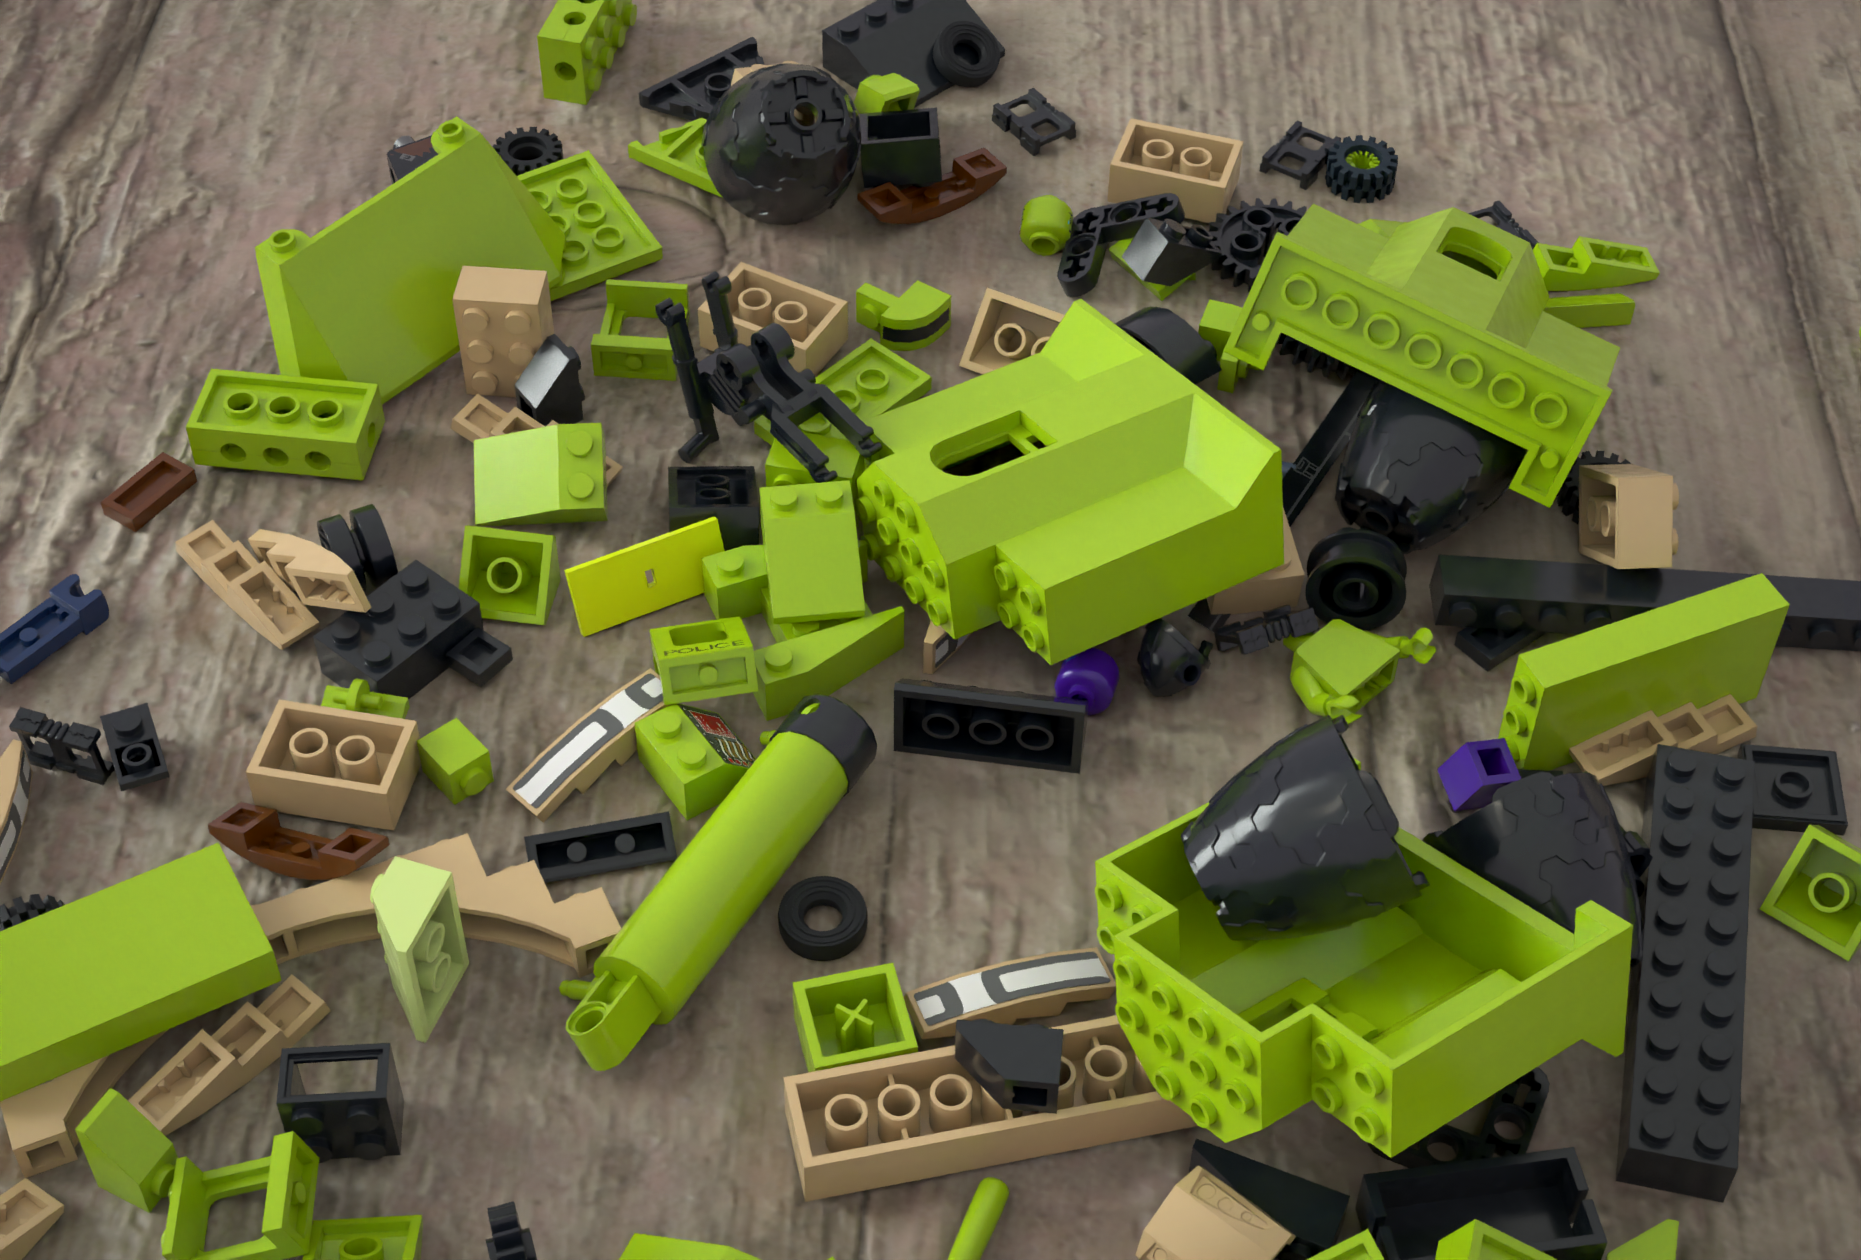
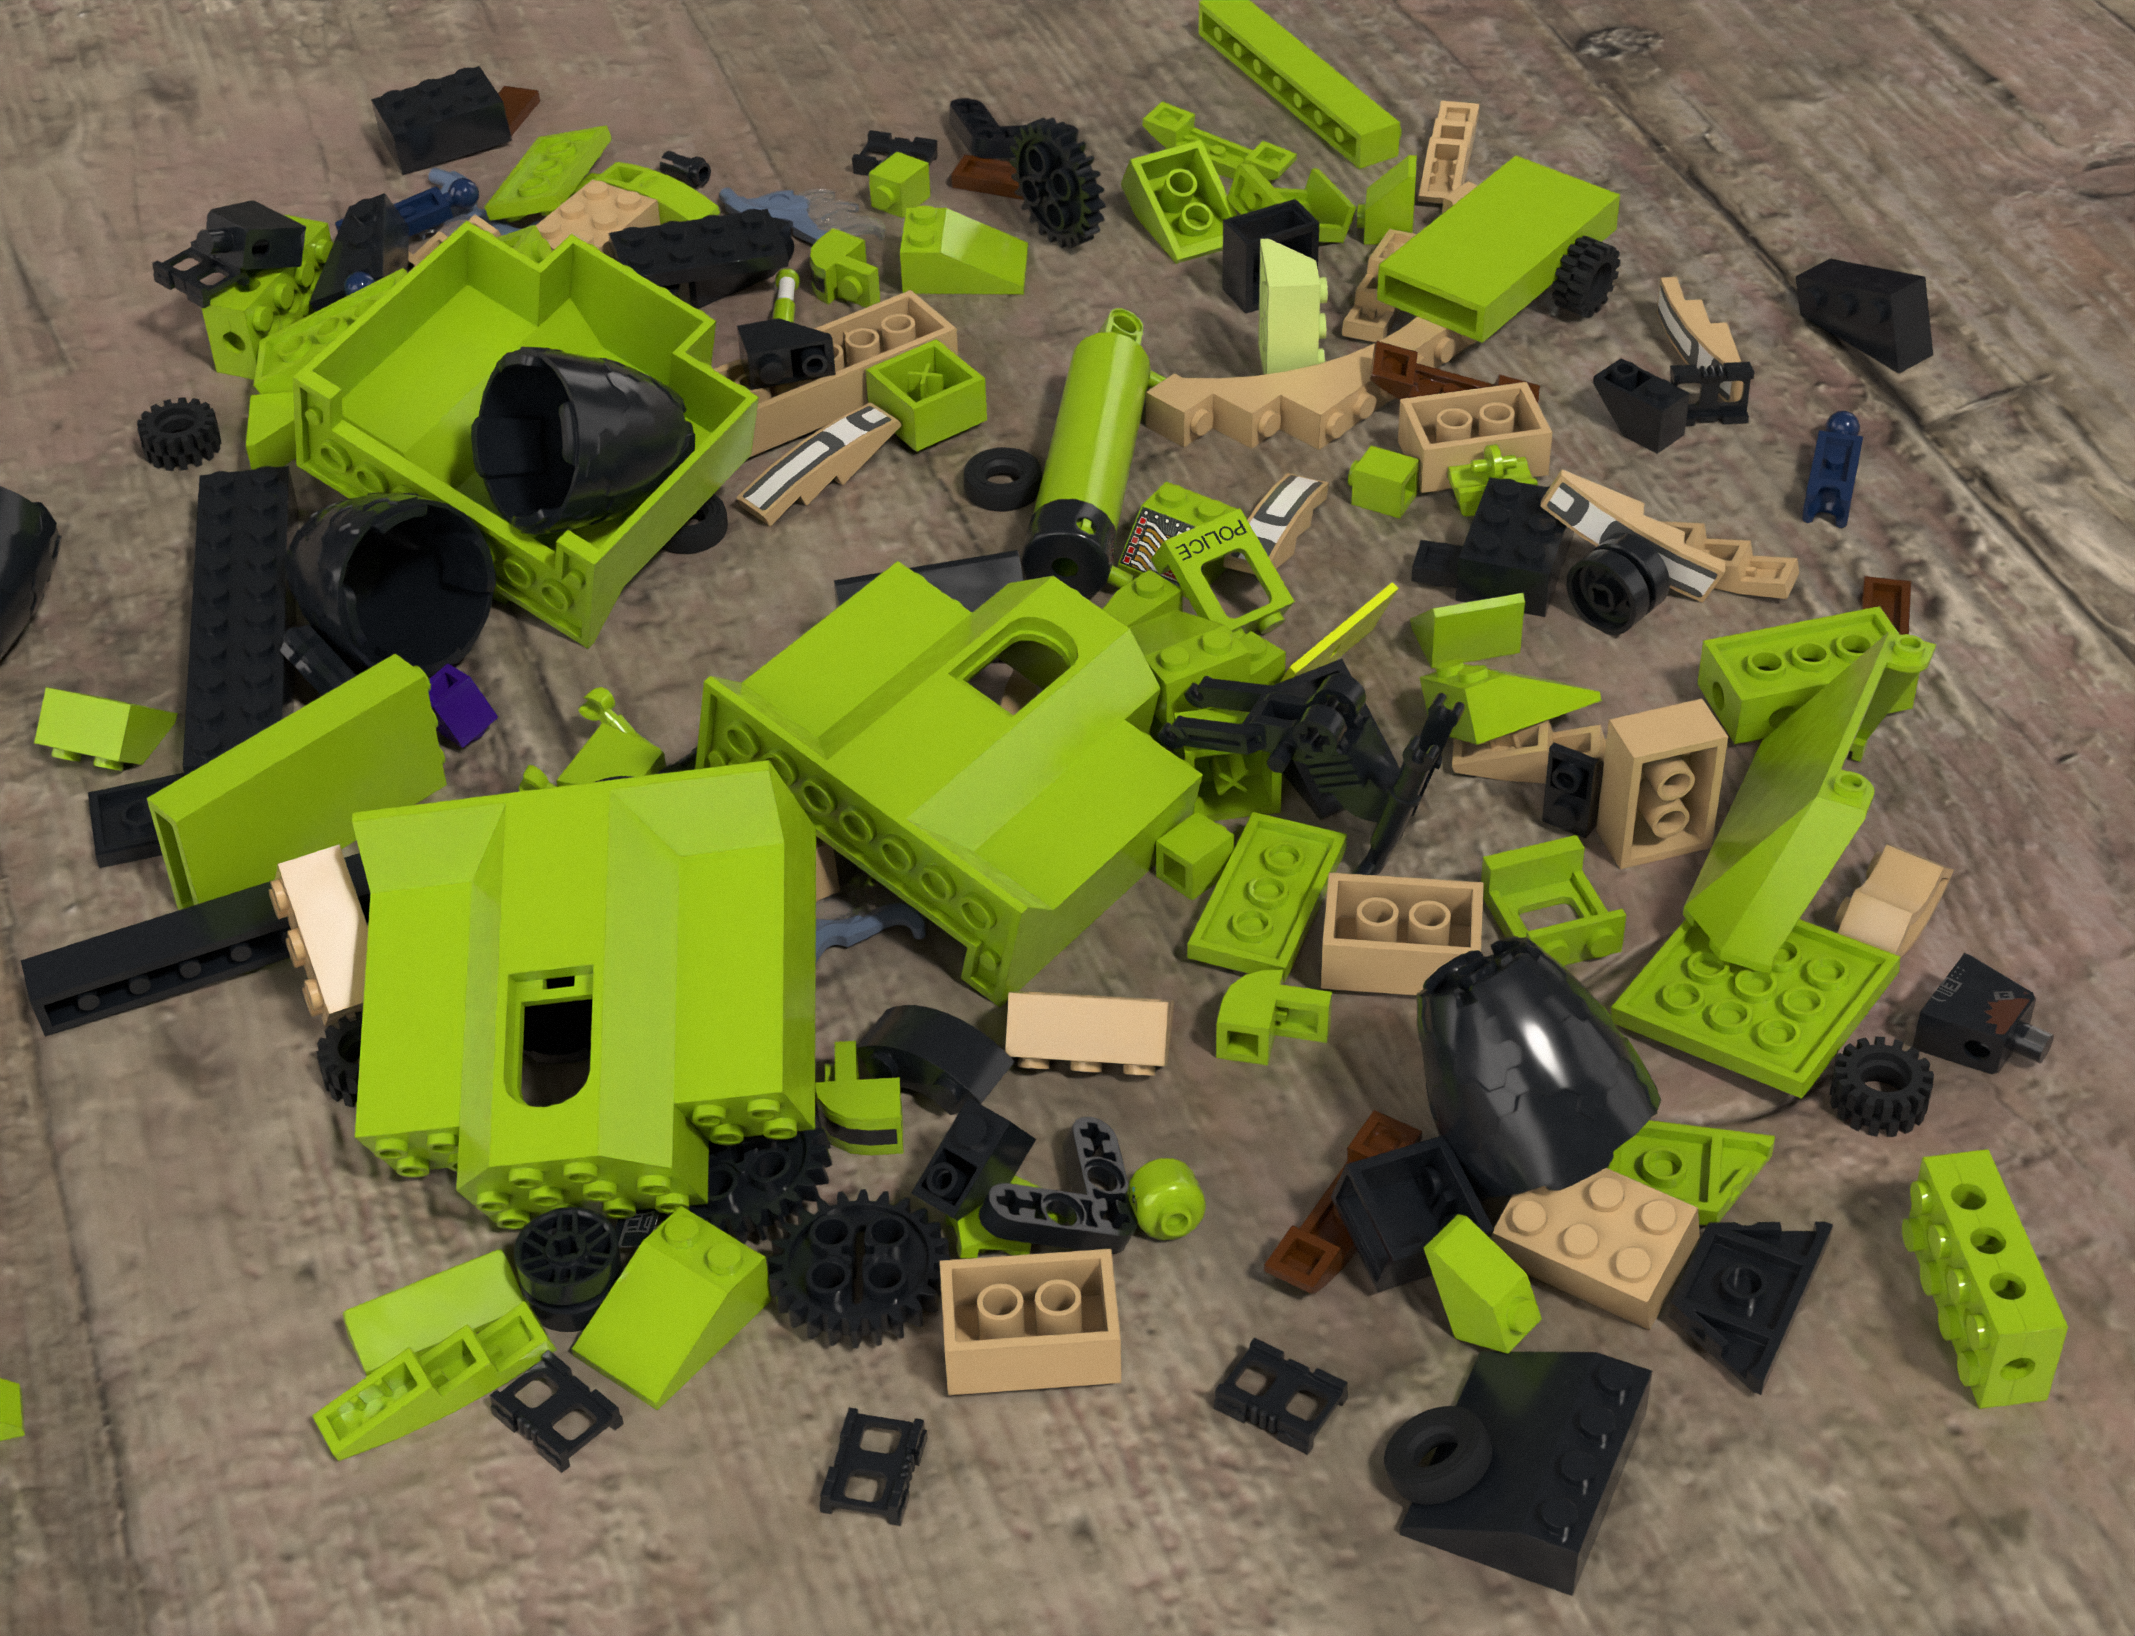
camera: 160 degrees right, 5 degrees down
(602, 847) = (1236, 472): black slope -> none
(1361, 169) = (768, 1429): black bush -> none

